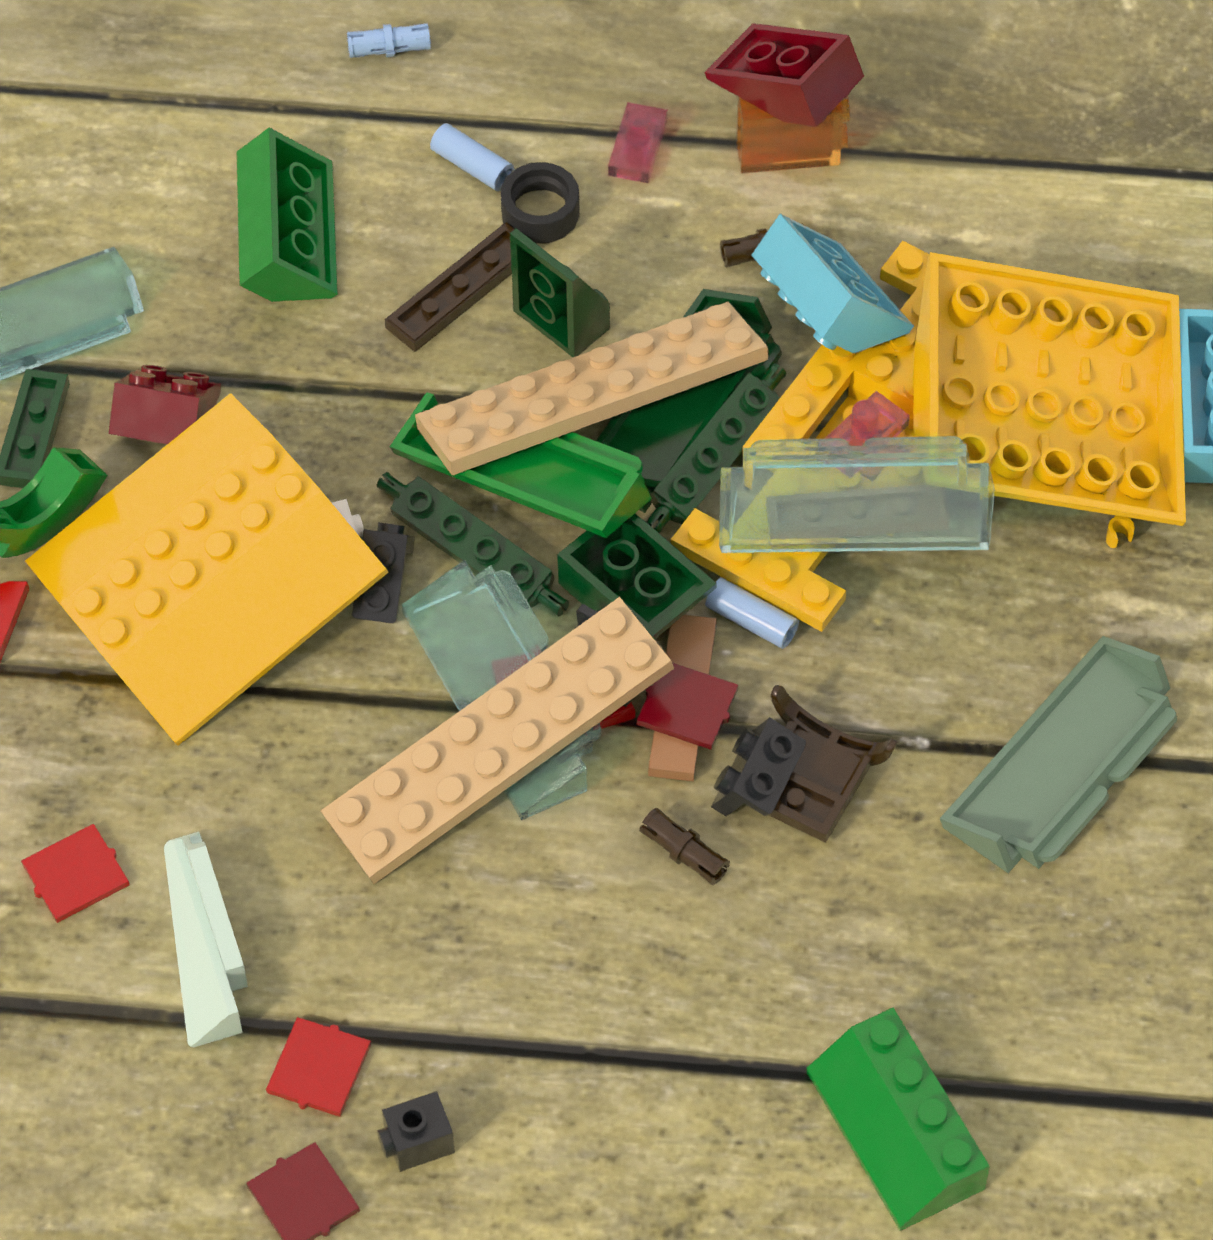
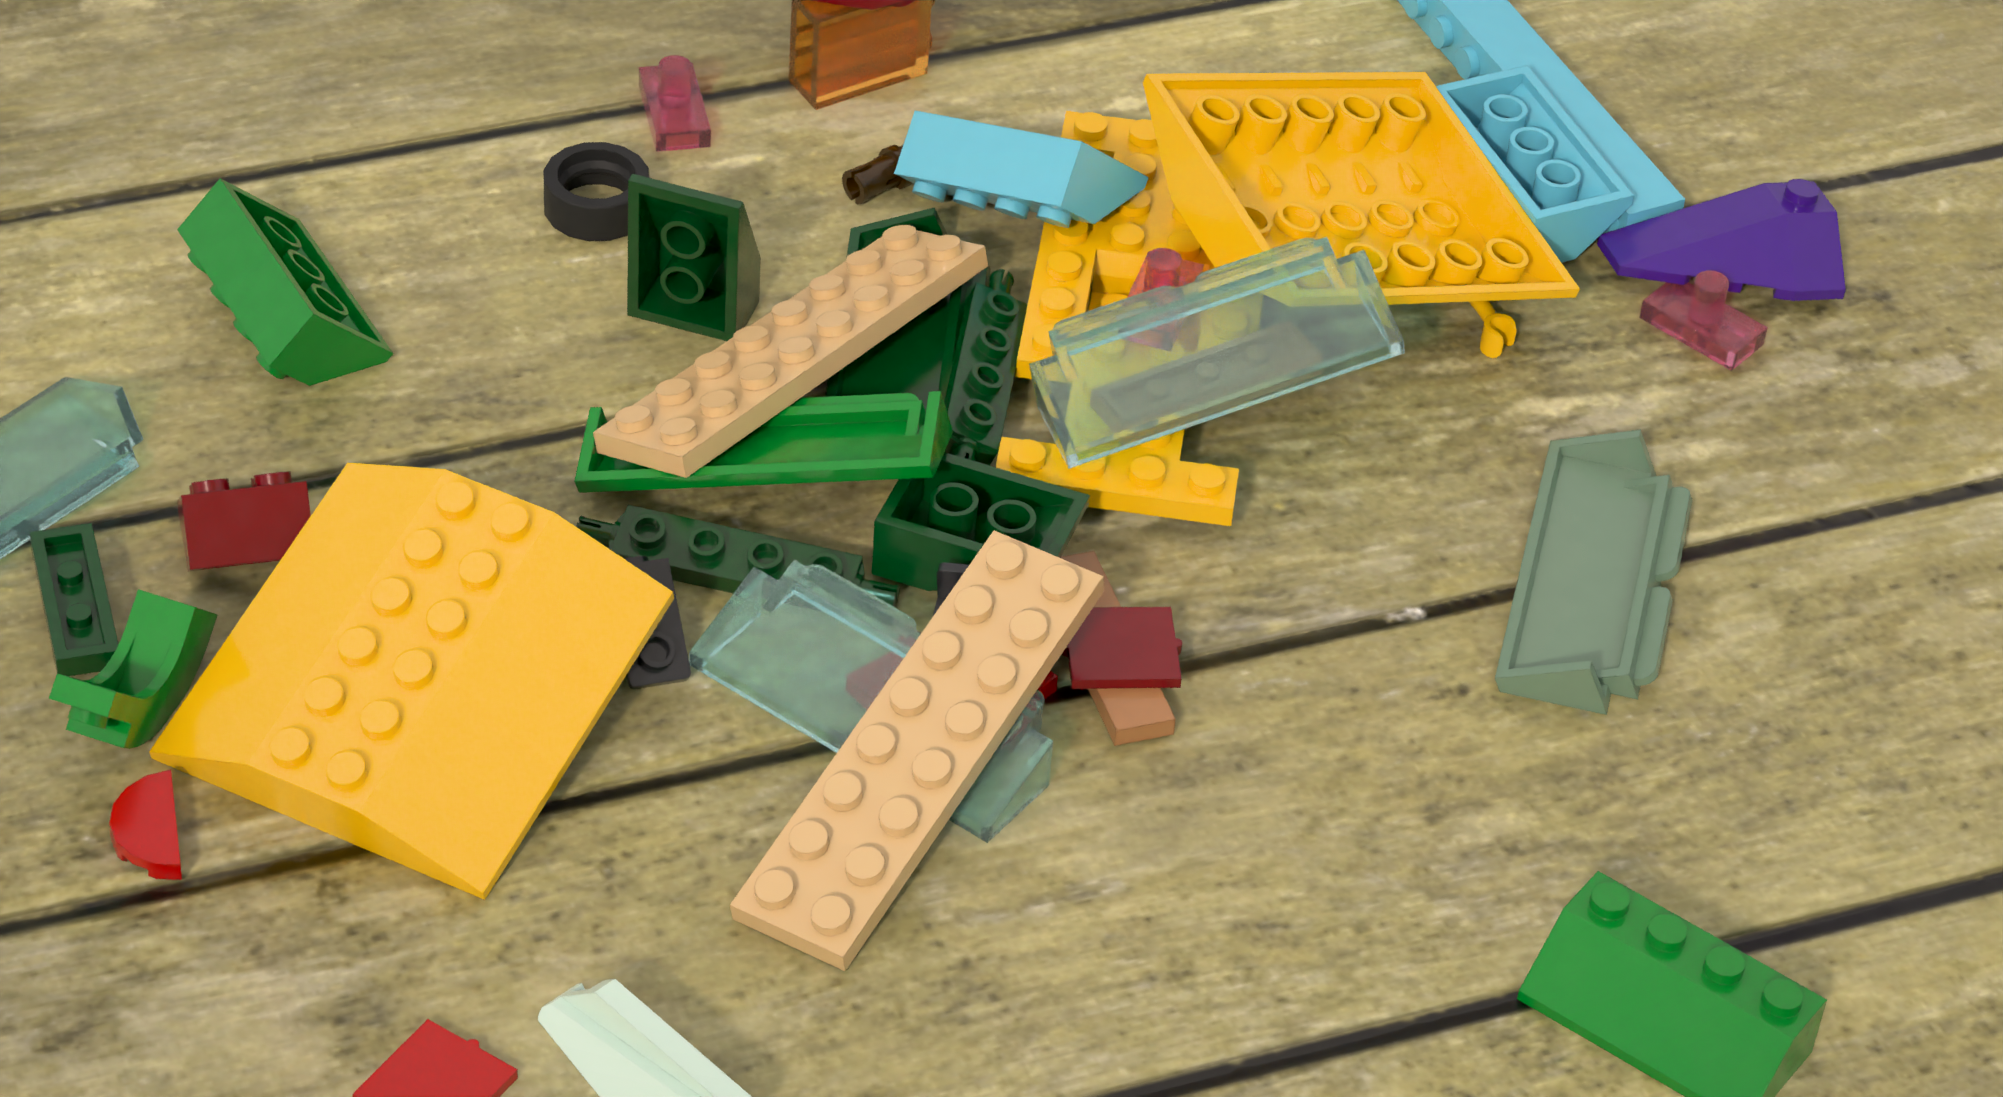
camera: 30 degrees left, 15 degrees down
(388, 40) = (297, 78): light blue pin -> none
(453, 291) = (546, 305): dark brown tile -> none
(471, 156) = (480, 167): light blue piece -> none
(684, 846) = (1214, 800): dark brown pin -> none
(752, 613) = (1134, 534): light blue piece -> none
(759, 770) = (1253, 682): black bracket -> none
(825, 772) = (1318, 675): dark brown piece -> none

